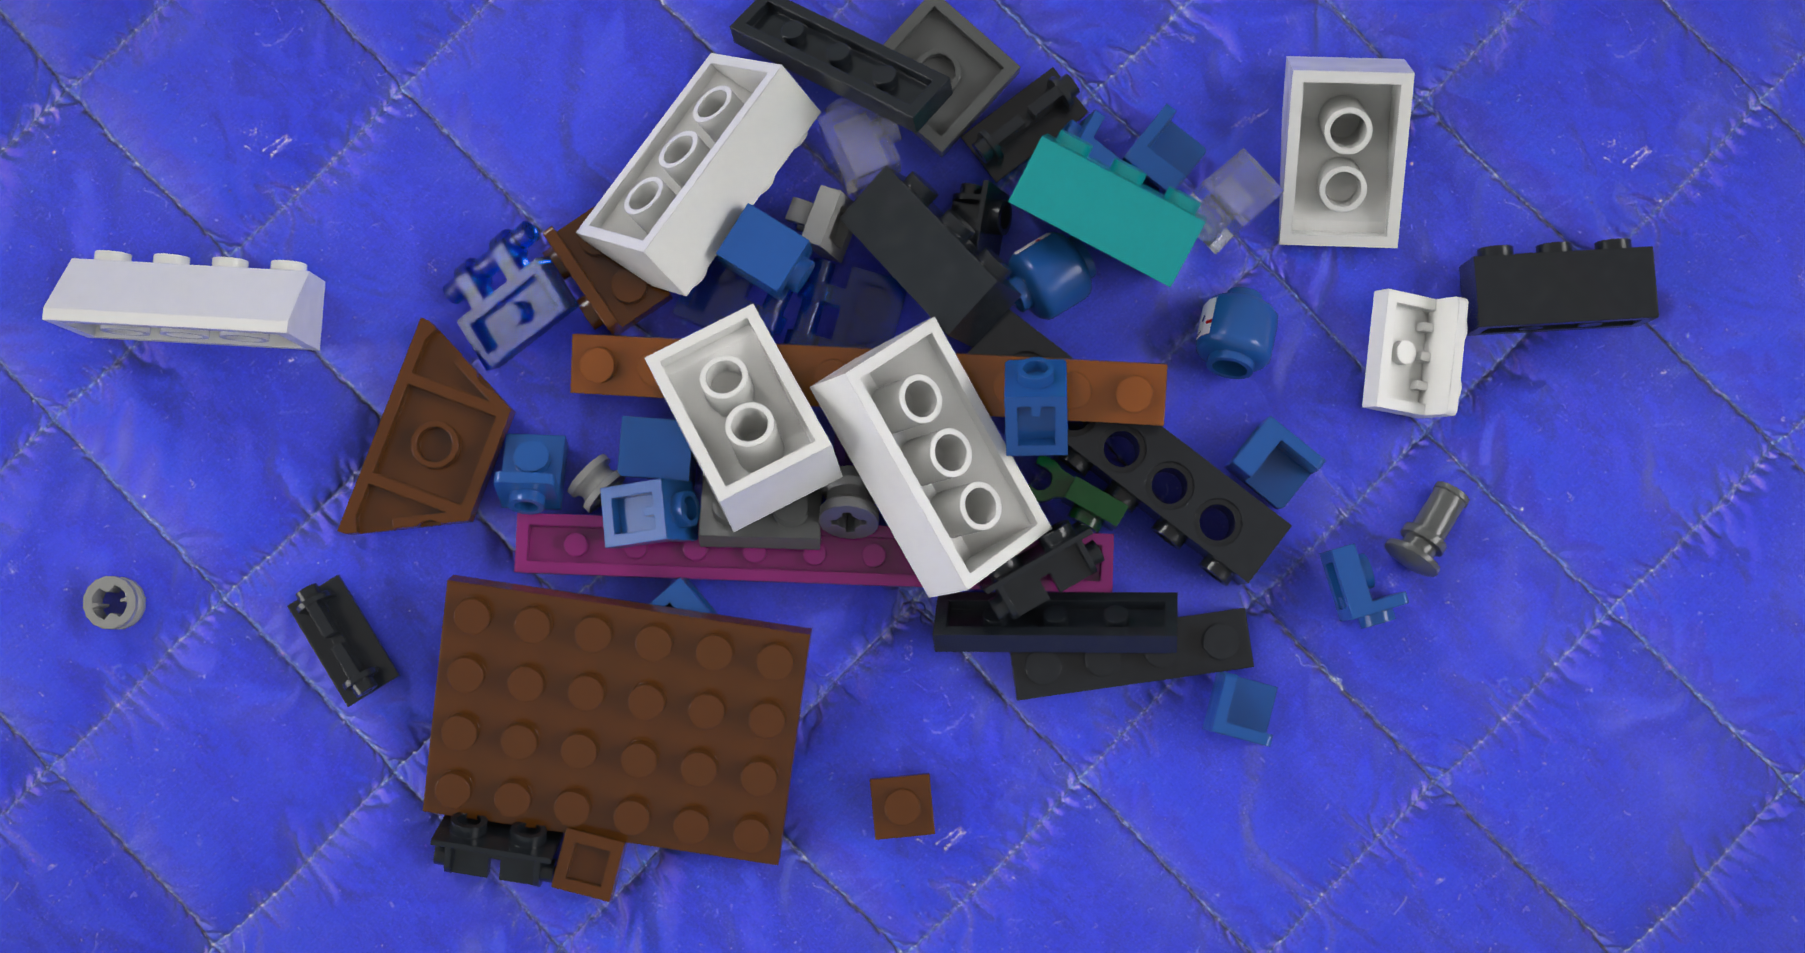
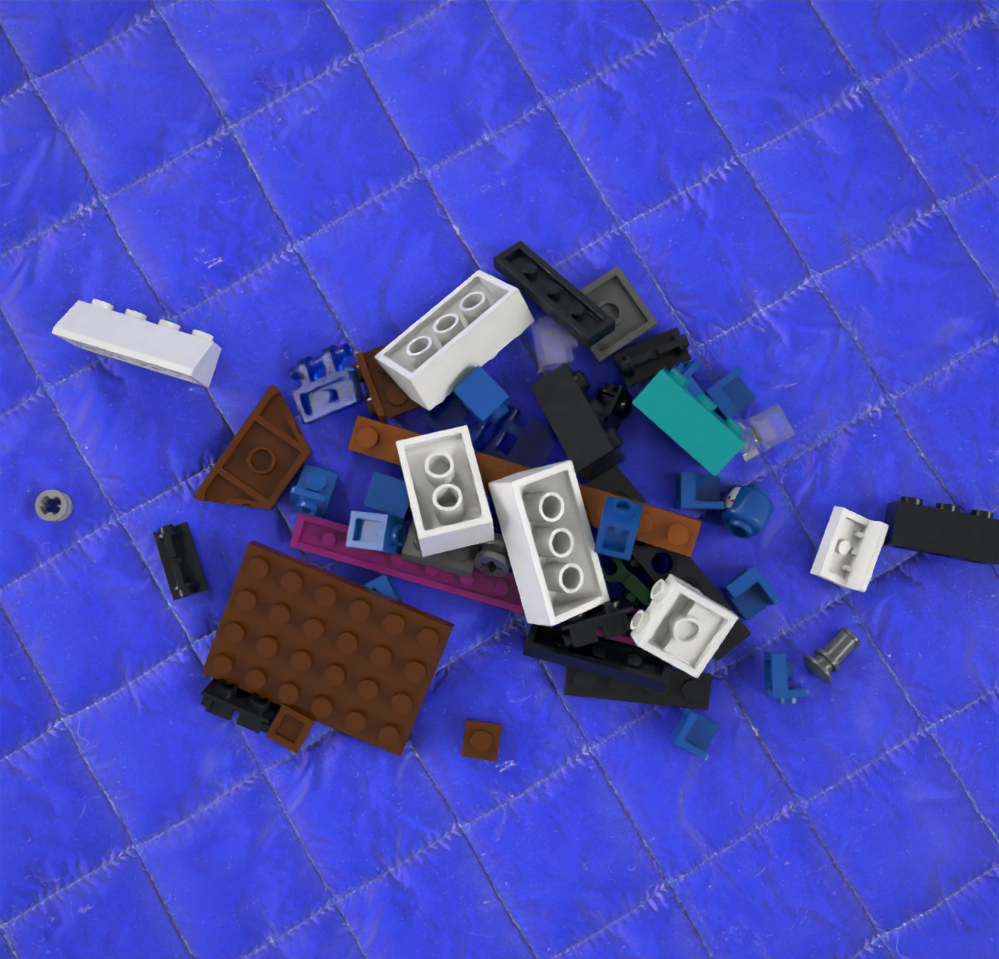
camera: 15 degrees right, 0 degrees up
(591, 479) = (349, 503): light grey bush -> none
(821, 222) = (519, 385): light grey tile -> none
(1051, 274) = (646, 449): blue head -> none
(1152, 323) = (698, 492): none -> blue panel
(1176, 538) = (681, 625): none -> white plate
(1344, 150) = (836, 418): white slope -> none

